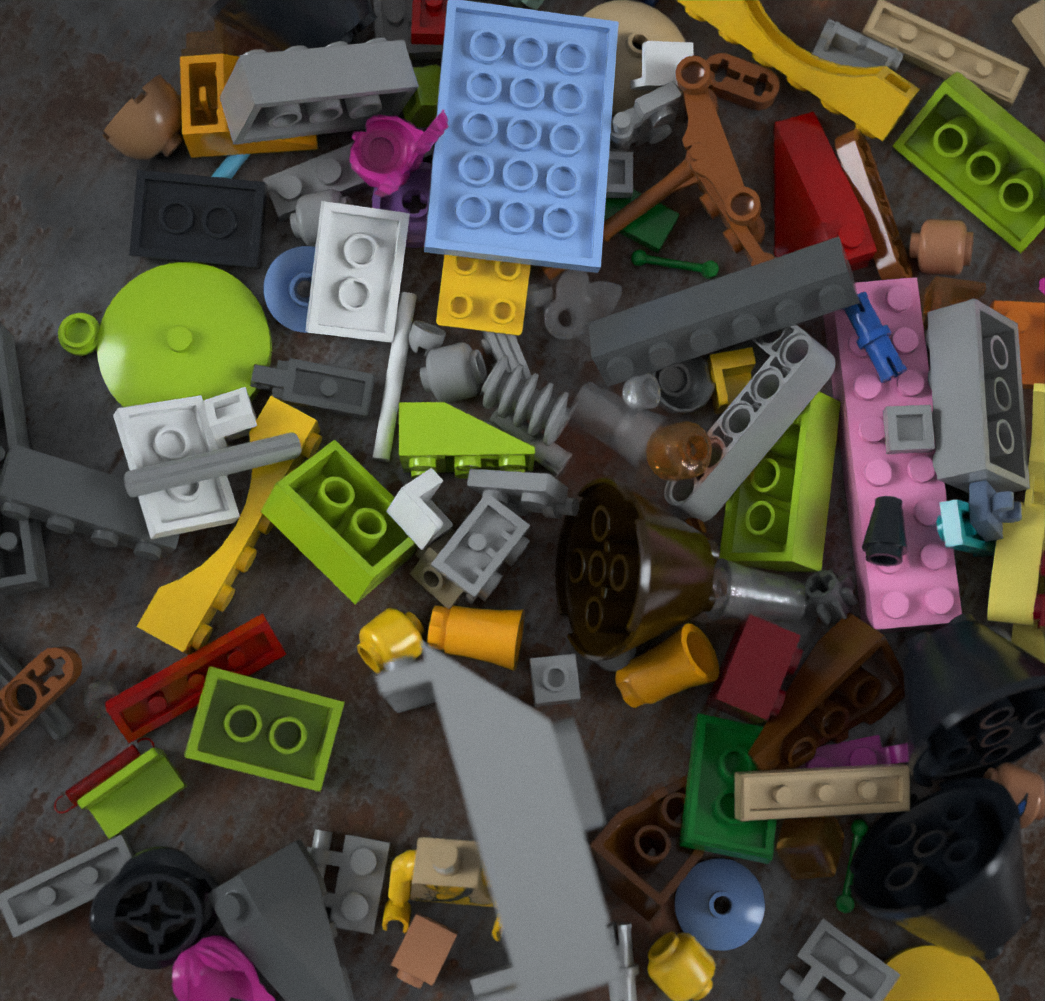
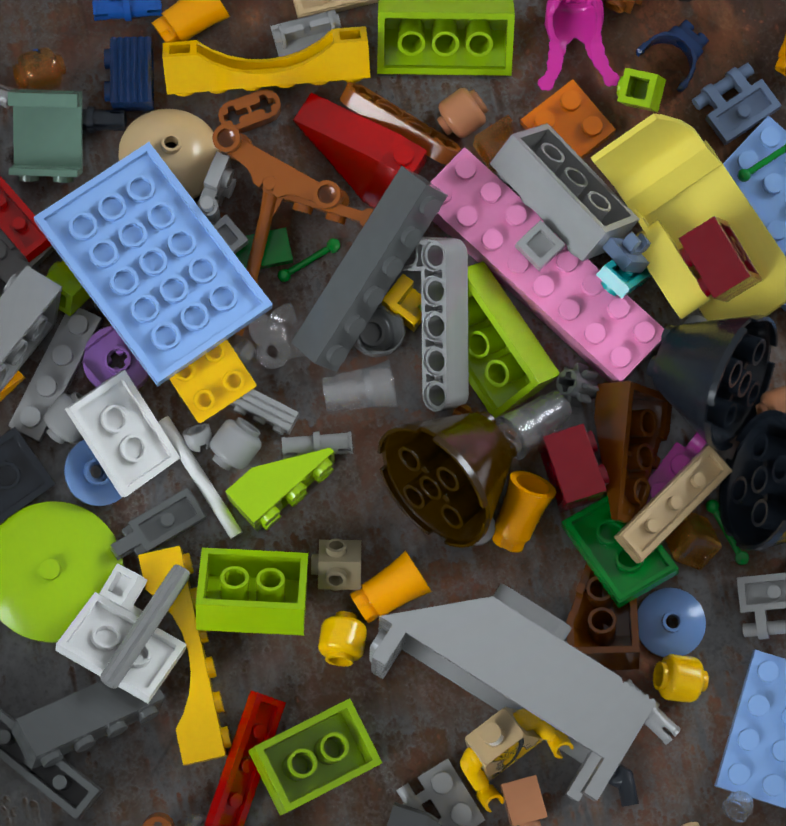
camera: 40 degrees left, 0 degrees up
(392, 150) = (79, 340): dark pink hair -> none
(417, 512) = (291, 547): white panel -> none
(481, 547) = (350, 535): light grey bracket -> none
(525, 492) = (345, 480): light grey plate -> none
(526, 401) = (297, 423): light grey piece -> none
(554, 680) = (460, 576): light grey brick -> none
(641, 392) = (362, 358): clear hinge -> none
(660, 63) = (199, 145): white panel -> none
(679, 451) = (416, 375): clear orange head -> none
(875, 339) = (474, 207): blue pin -> none
(886, 534) = (580, 319): black cone -> none

